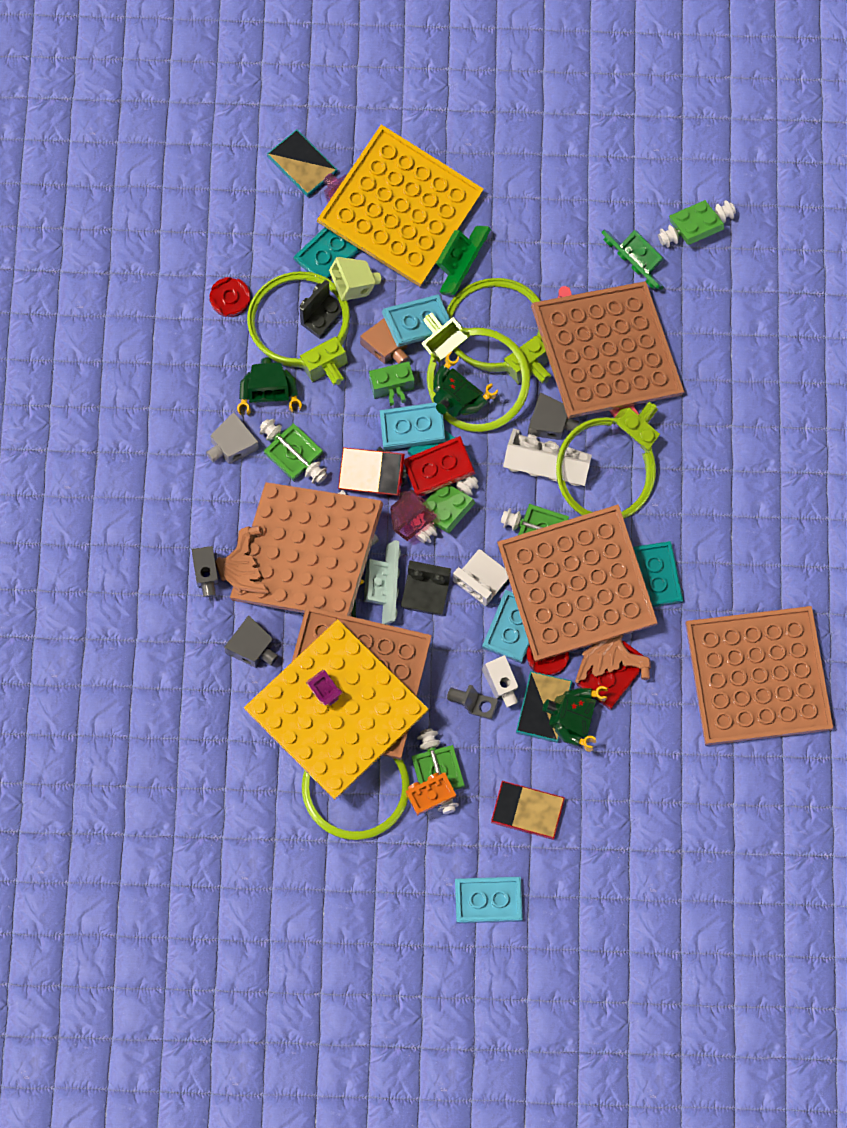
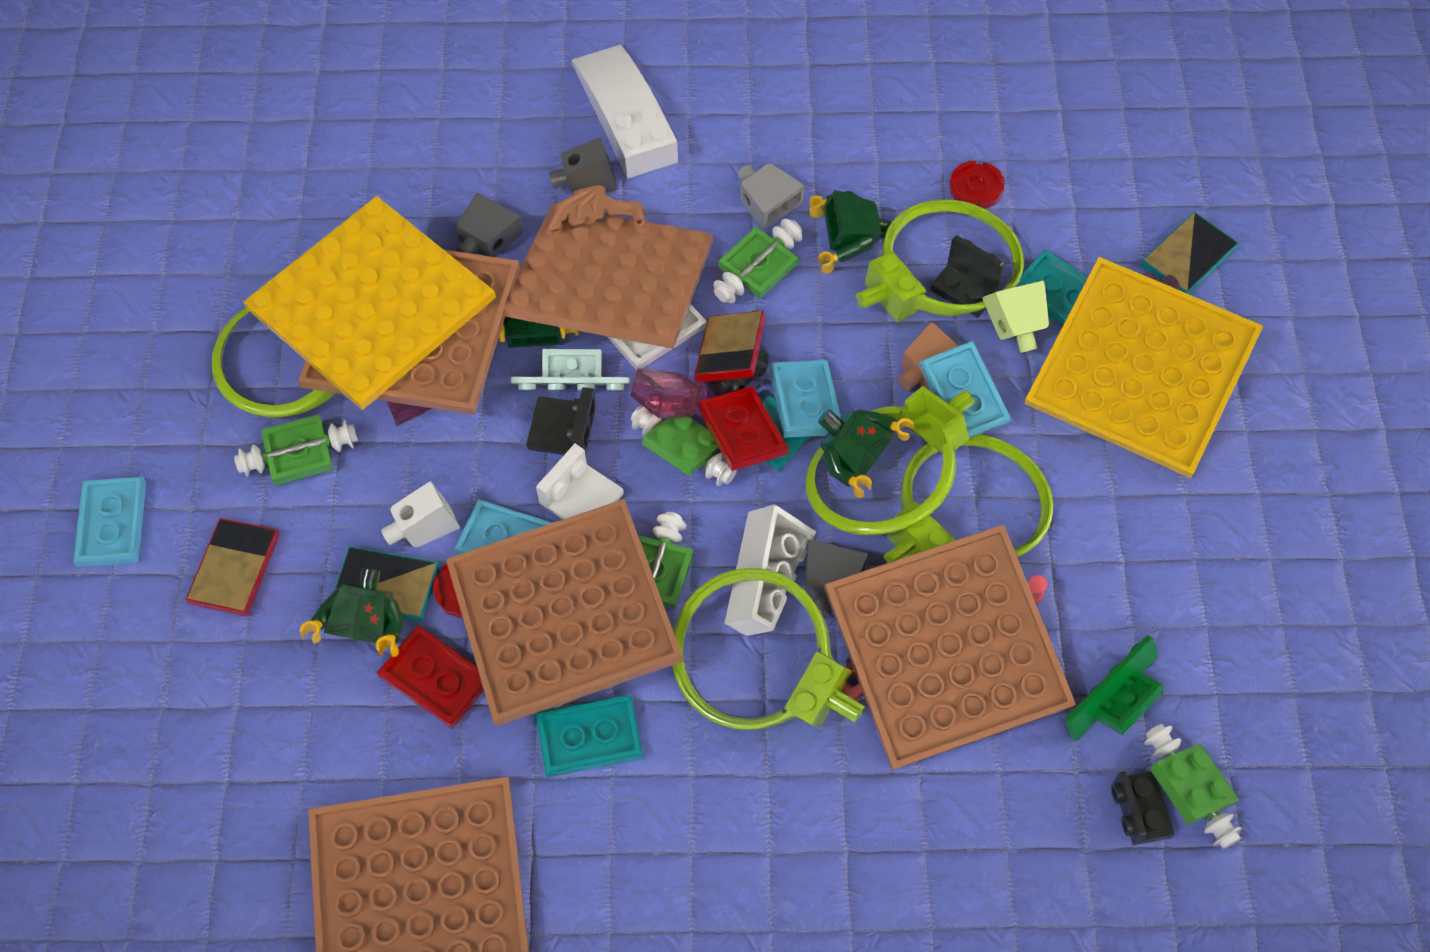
camera: 90 degrees right, 10 degrees down
(137, 542) = (627, 111): none -> white slope
(324, 688) = (387, 270): magenta bracket -> none
(392, 380) = (869, 368): bright green brick -> none
(430, 793) = (252, 428): orange bracket -> none
(459, 256) = (1079, 444): green bracket -> none
(472, 700) = (394, 485): dark grey bracket -> none
(608, 656) = (452, 665): nougat animal -> none
(708, 254) = (1142, 807): none -> pearl dark grey bracket

